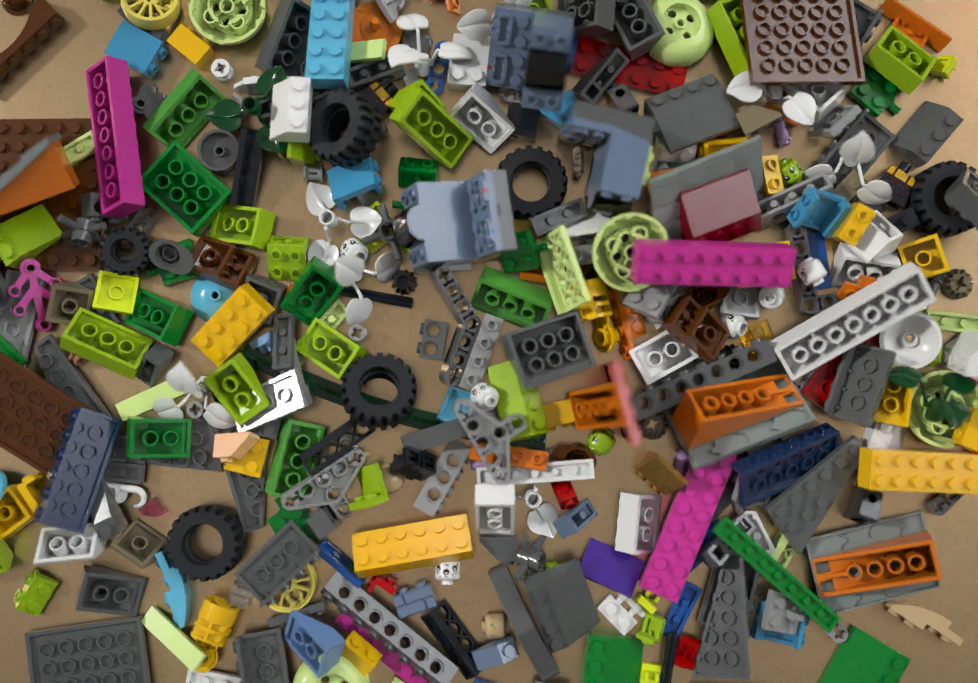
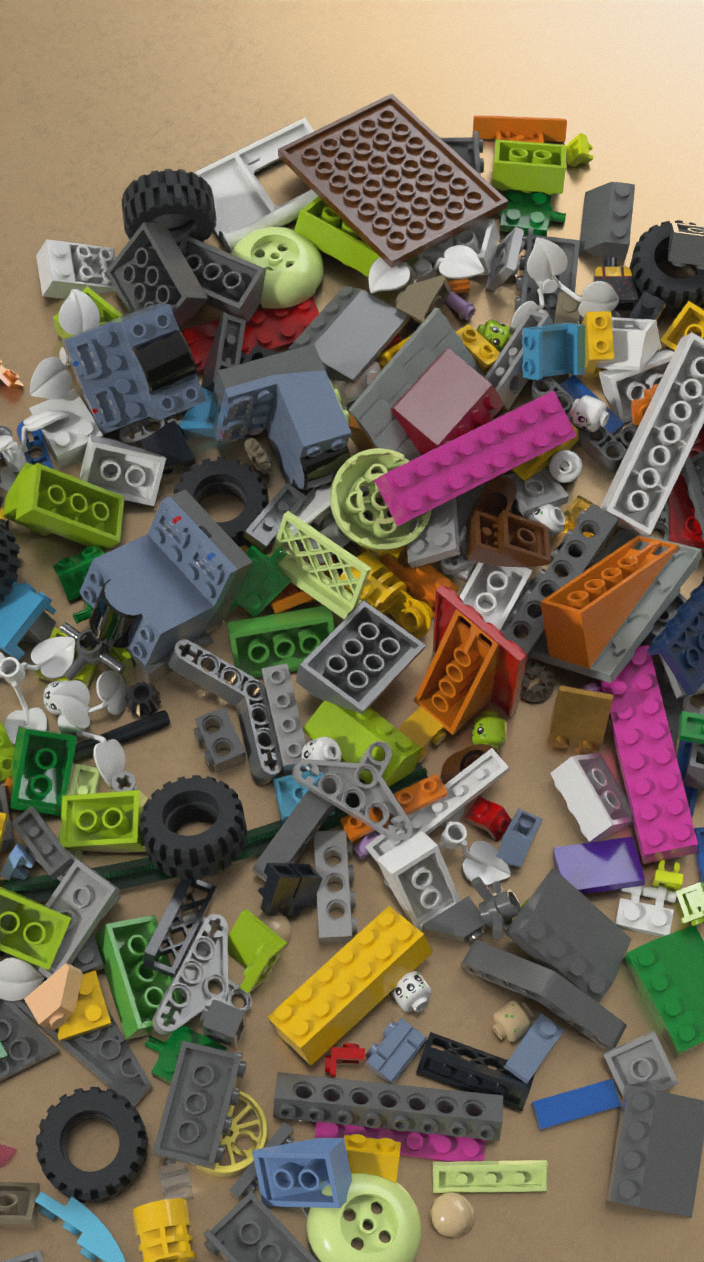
camera: 40 degrees left, 20 degrees down
(339, 562) = (281, 1066): blue tile -> none

